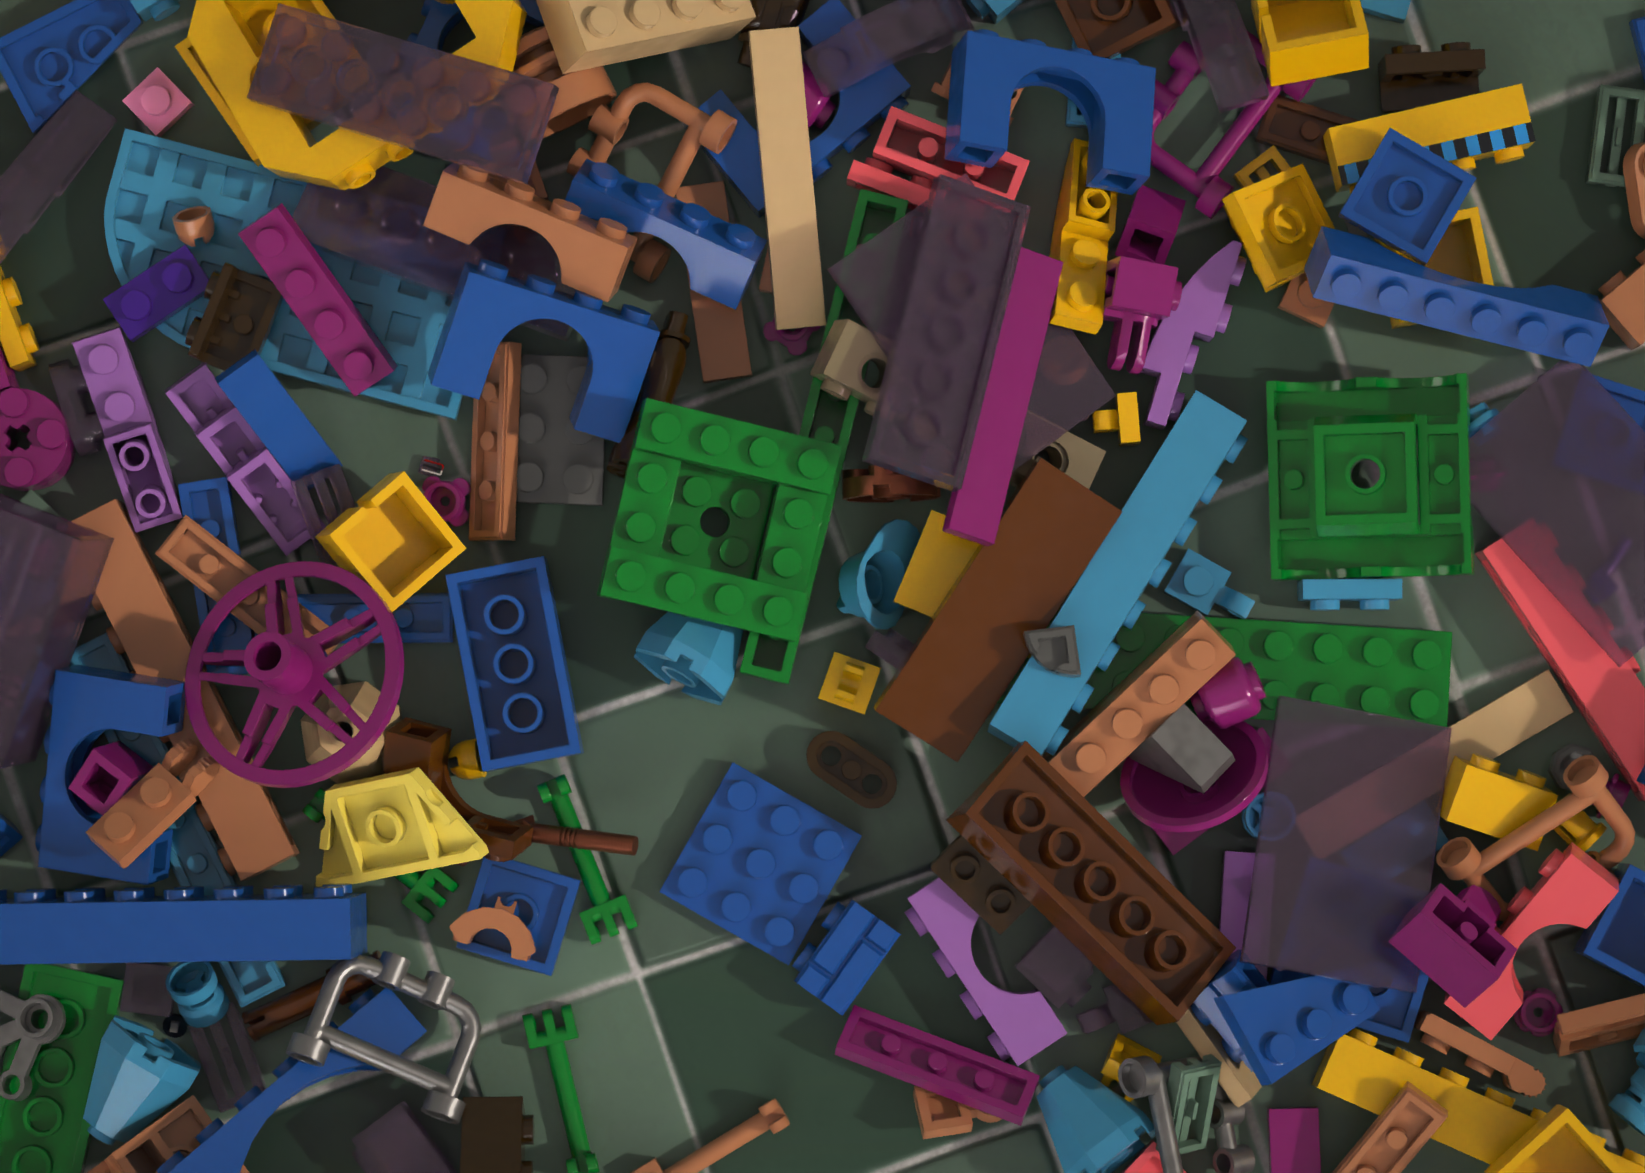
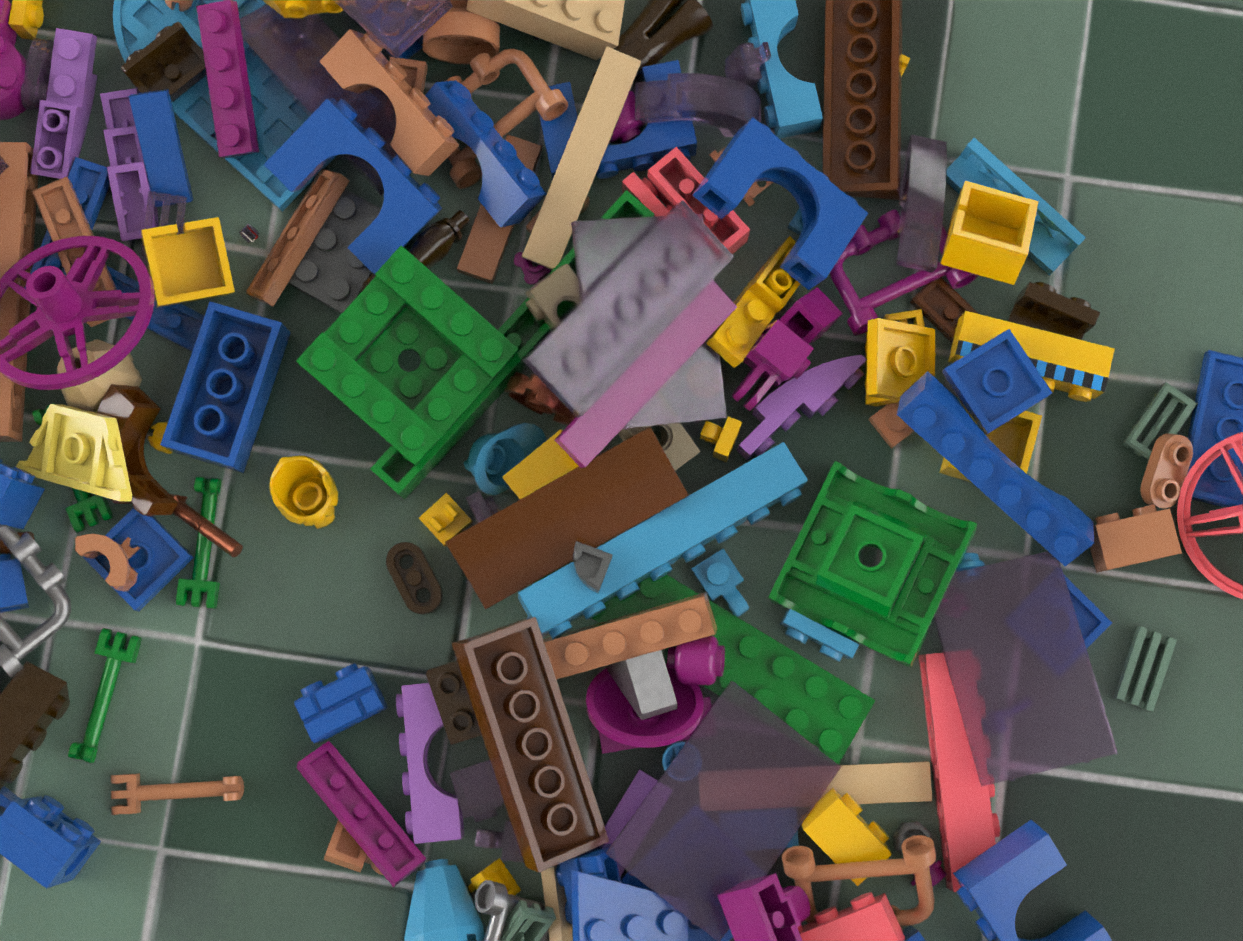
camera: 30 degrees right, 5 degrees down
(158, 293) = (129, 26): dark purple plate -> none
(456, 491) = (242, 249): magenta plate -> none
(671, 737) = (304, 491): none -> yellow hair
(693, 654) = (347, 442): dark azure cone -> none
(760, 863) = (319, 610): blue plate -> none
(1580, 830) = (895, 887): yellow bush -> none

